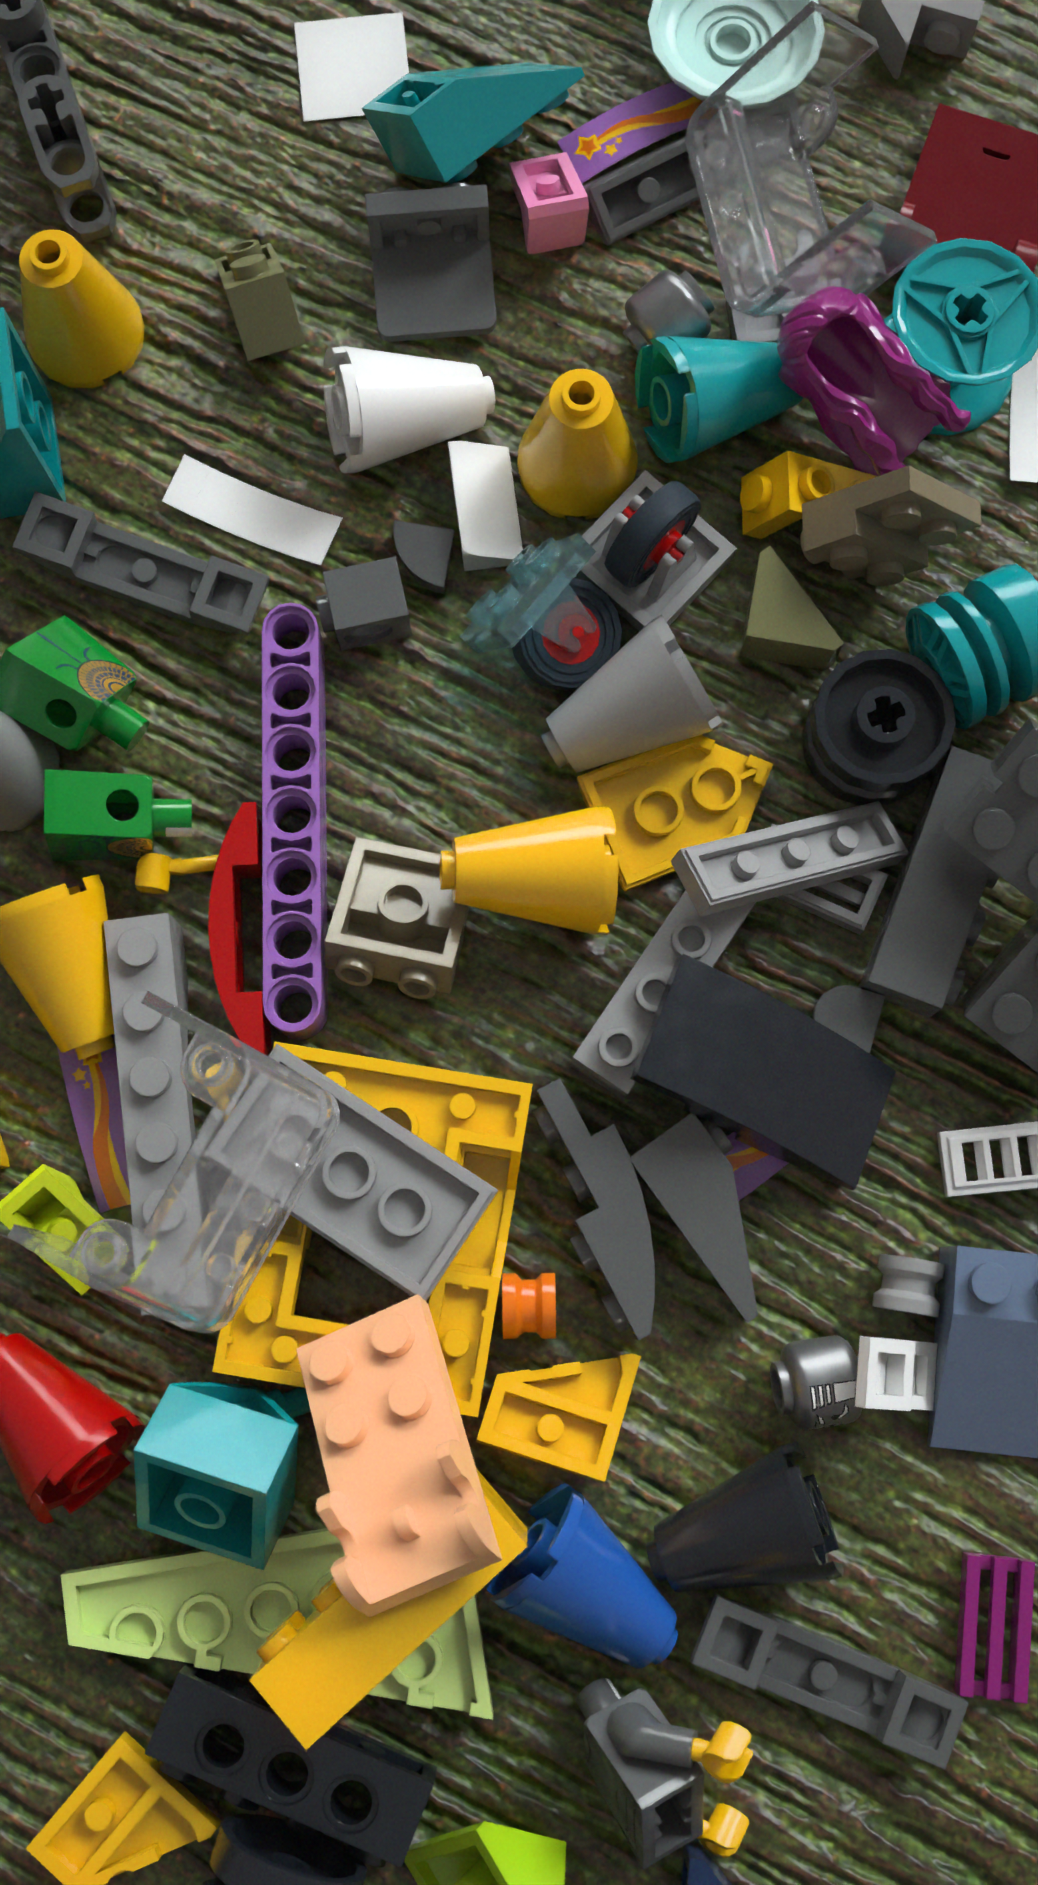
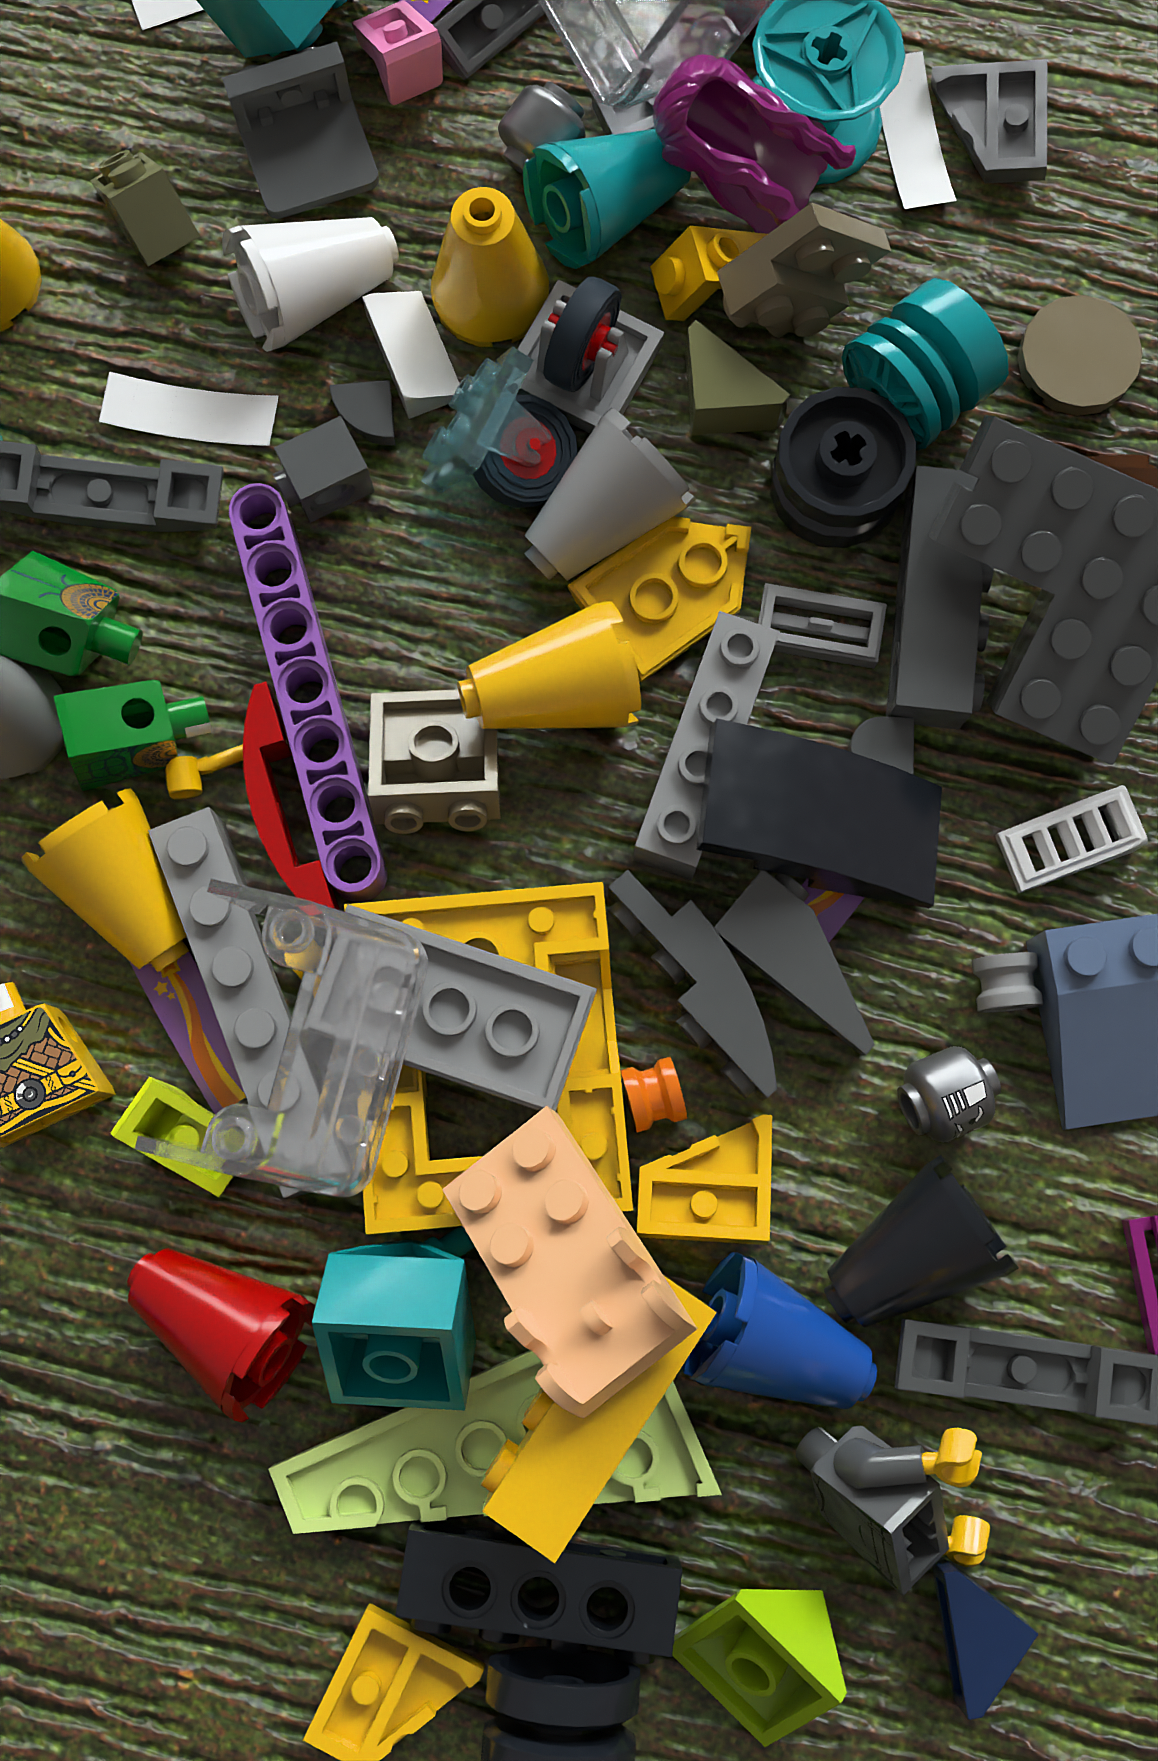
camera: 15 degrees left, 0 degrees up
(788, 858) = (790, 607): light grey tile -> none
(895, 1374) = (1018, 1065): white slope -> none

